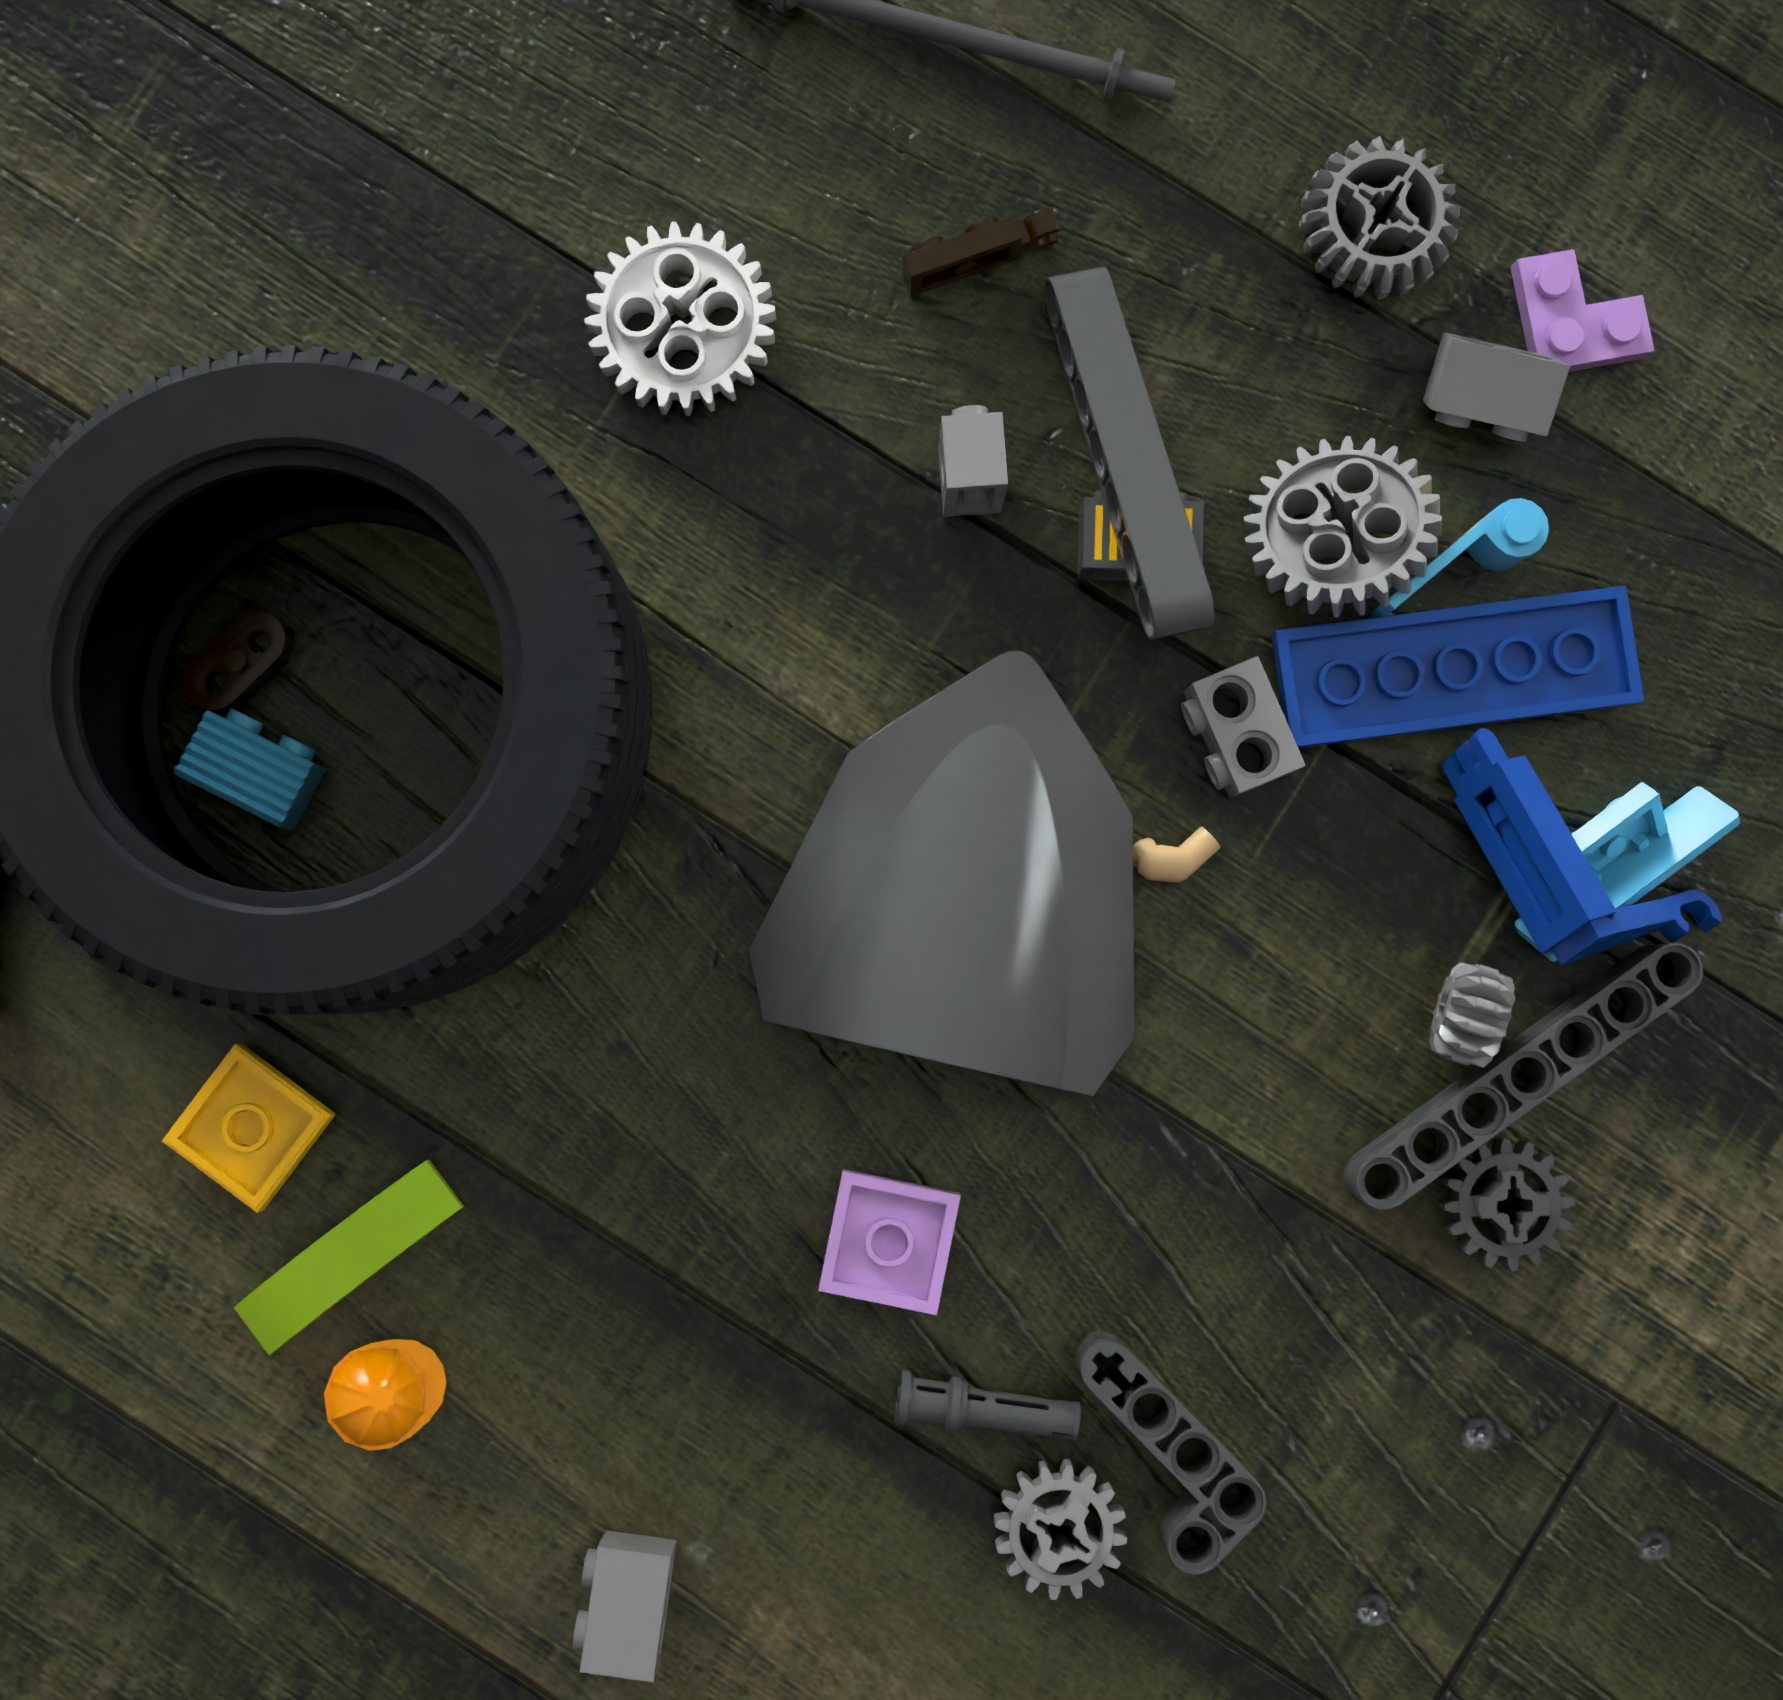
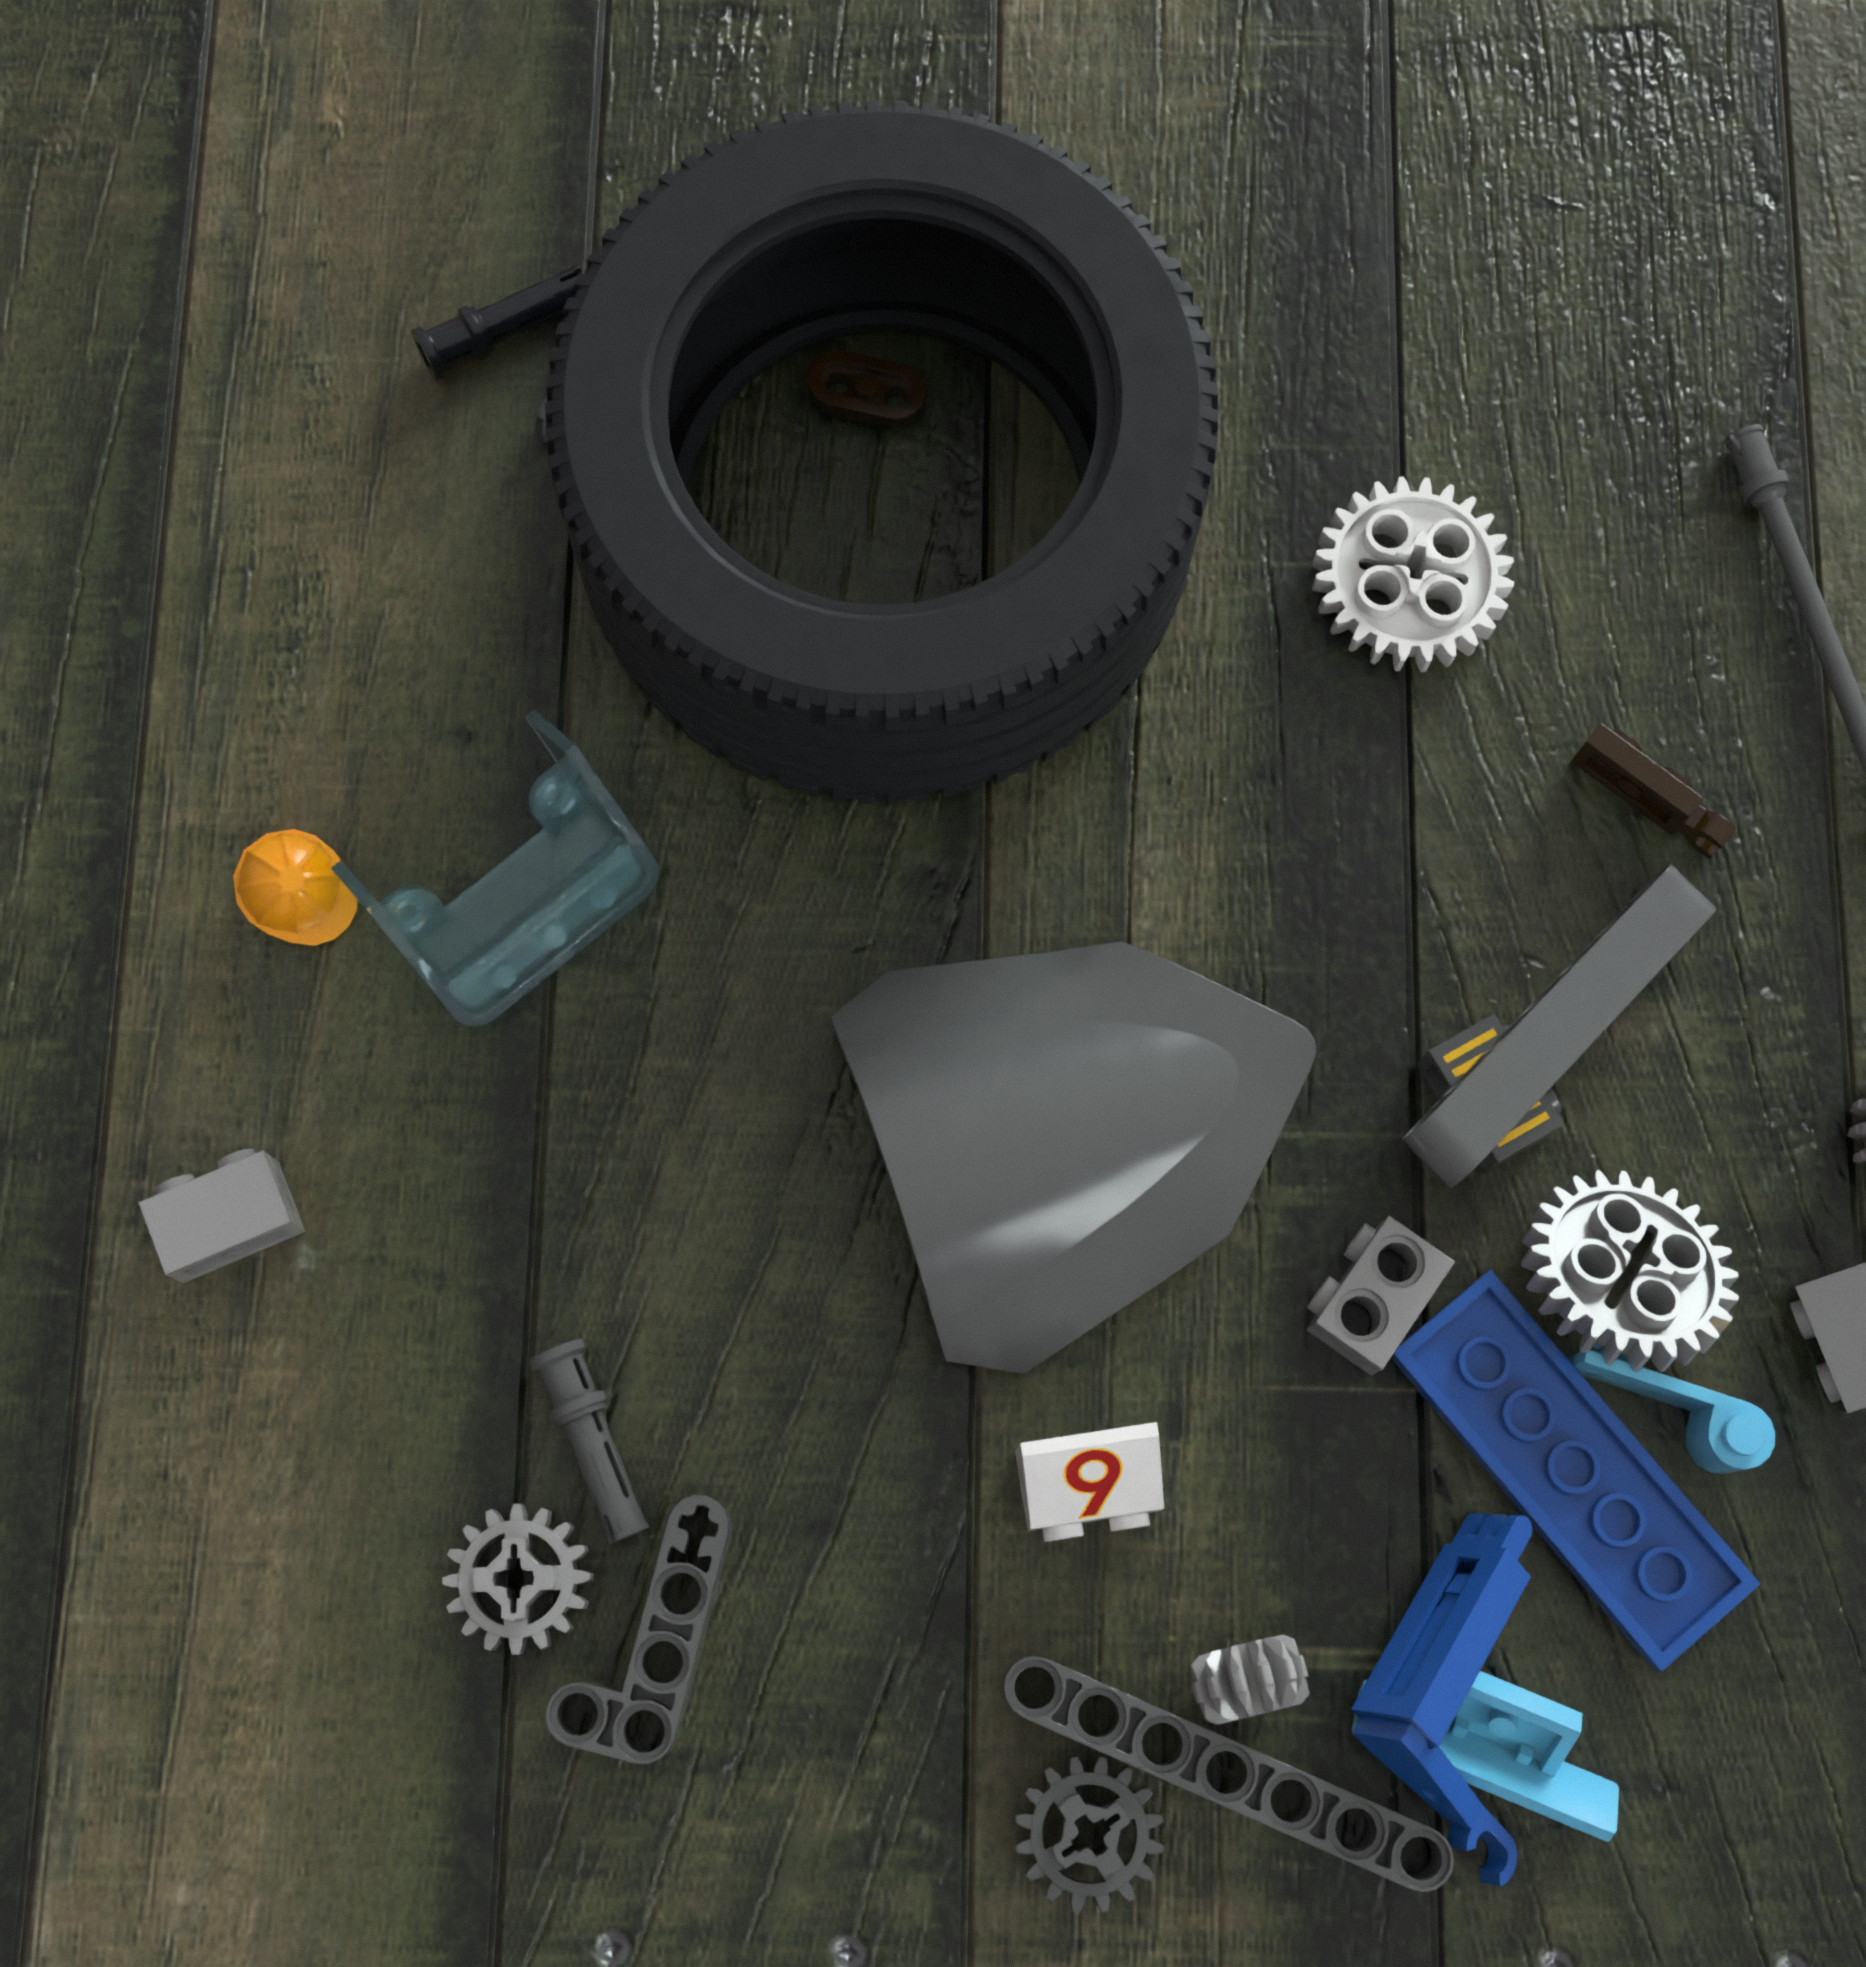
camera: 60 degrees right, 10 degrees down
(248, 1127) = (465, 636): yellow plate -> none
(251, 770) = (780, 455): medium azure brick -> none
(348, 1256) = (401, 785): lime slope -> none
(519, 1216) = (532, 905): none -> clear light blue windscreen
(889, 1242) = (695, 1256): lavender plate -> none
(972, 461) = (1455, 893): light grey brick -> none
(1170, 862) = (1211, 1308): tan arm -> none
(1251, 1040) = (1091, 1479): none -> white slope

